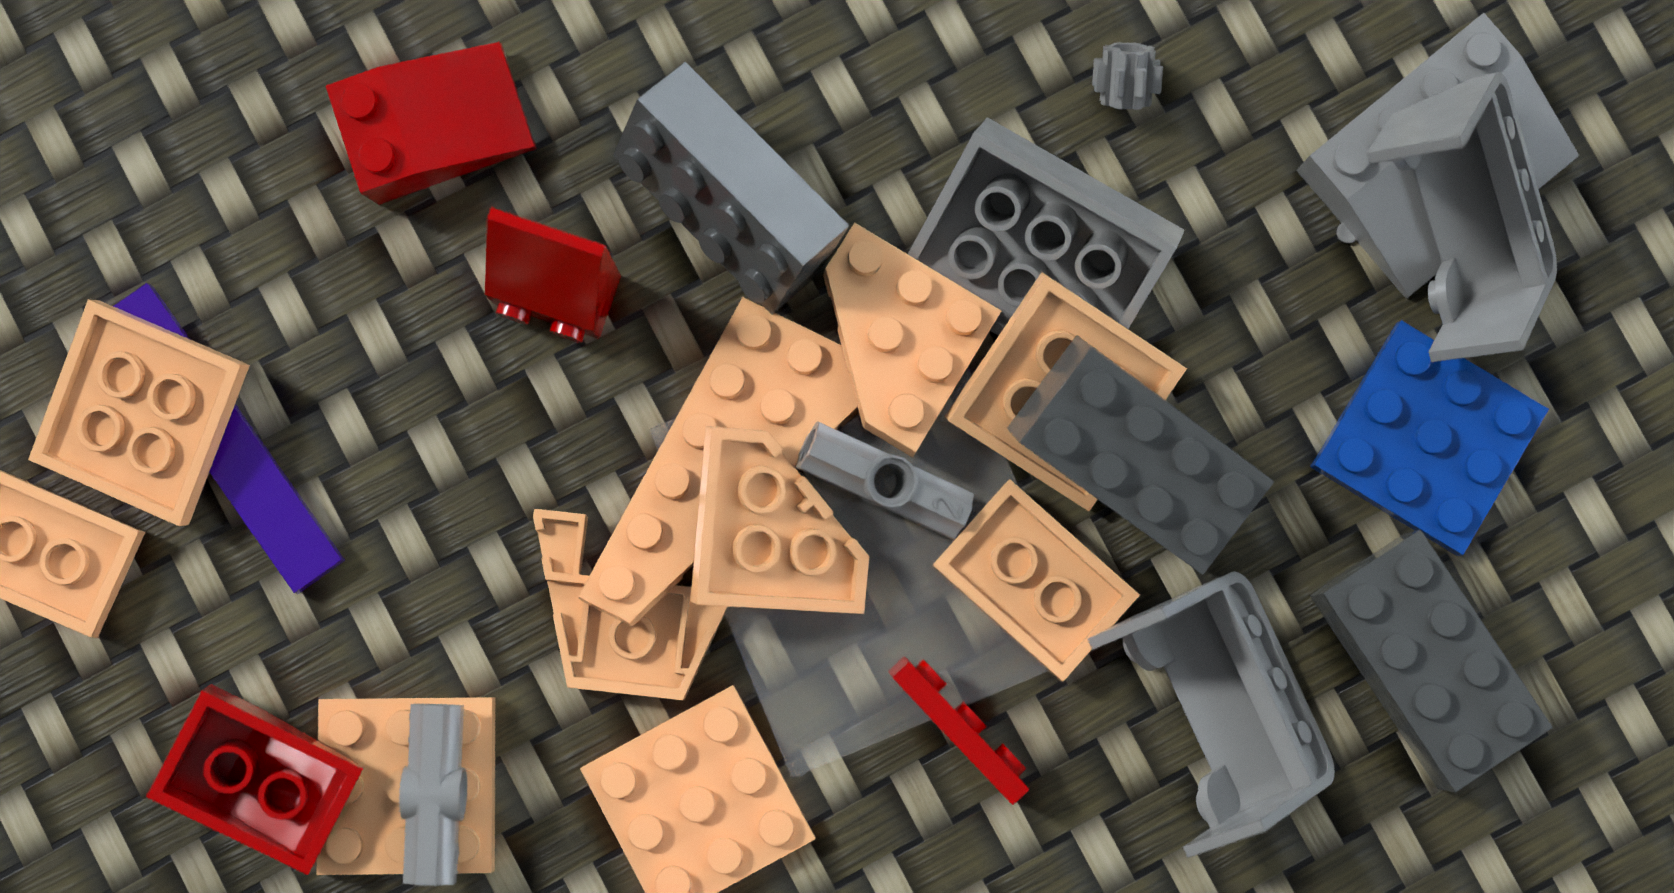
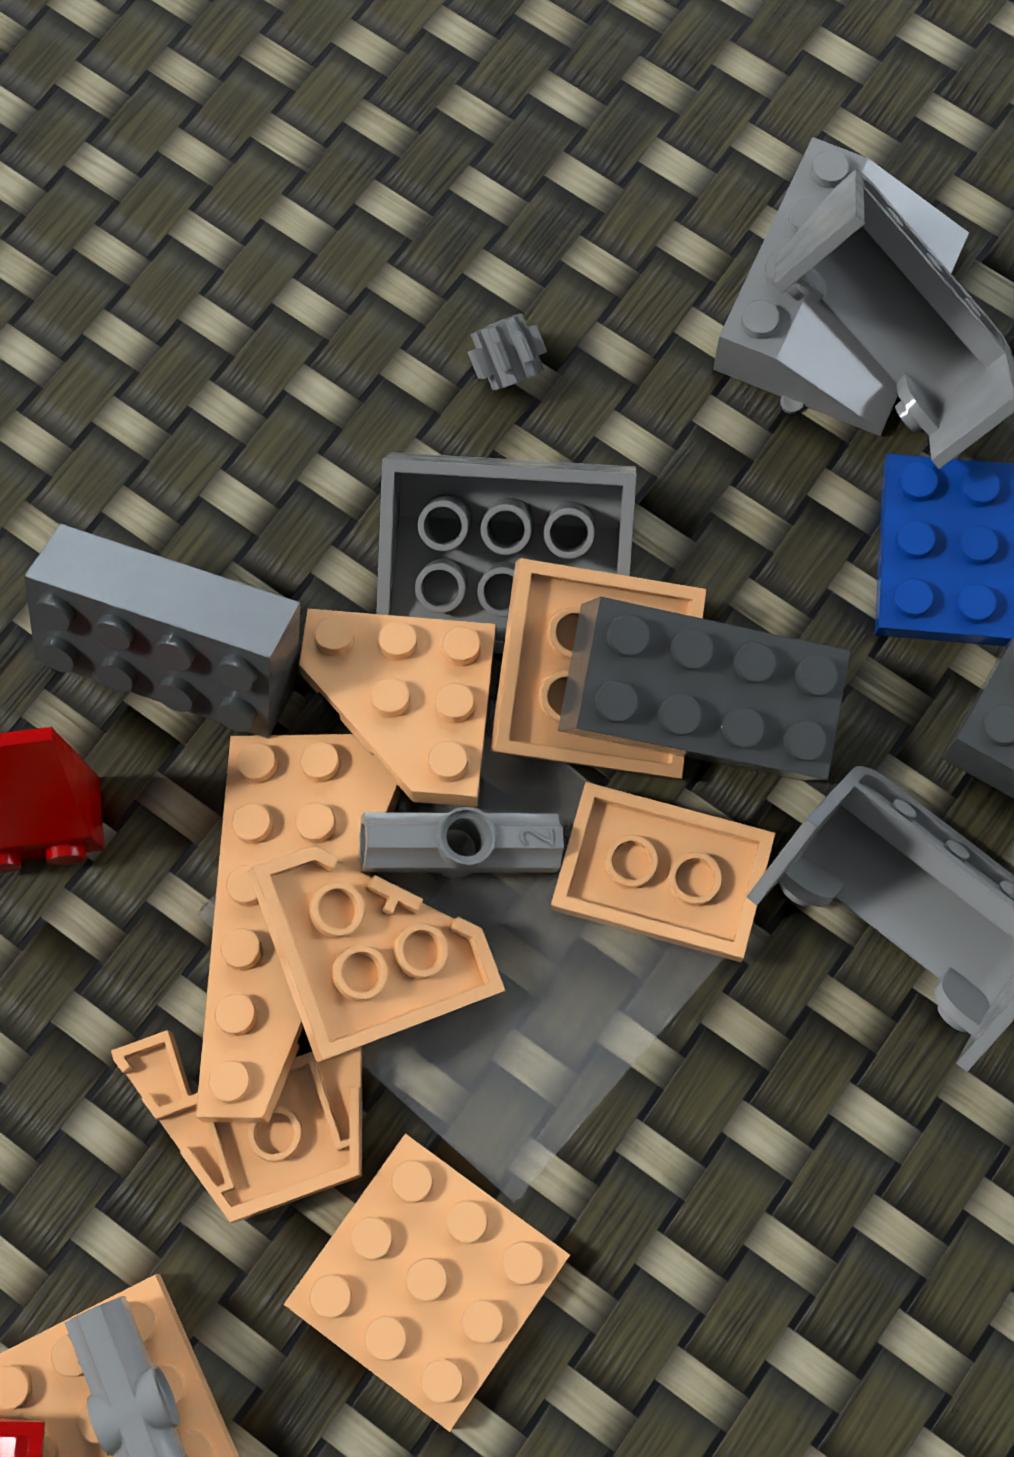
camera: 20 degrees left, 10 degrees down
(961, 727) = (664, 1058): red plate -> none

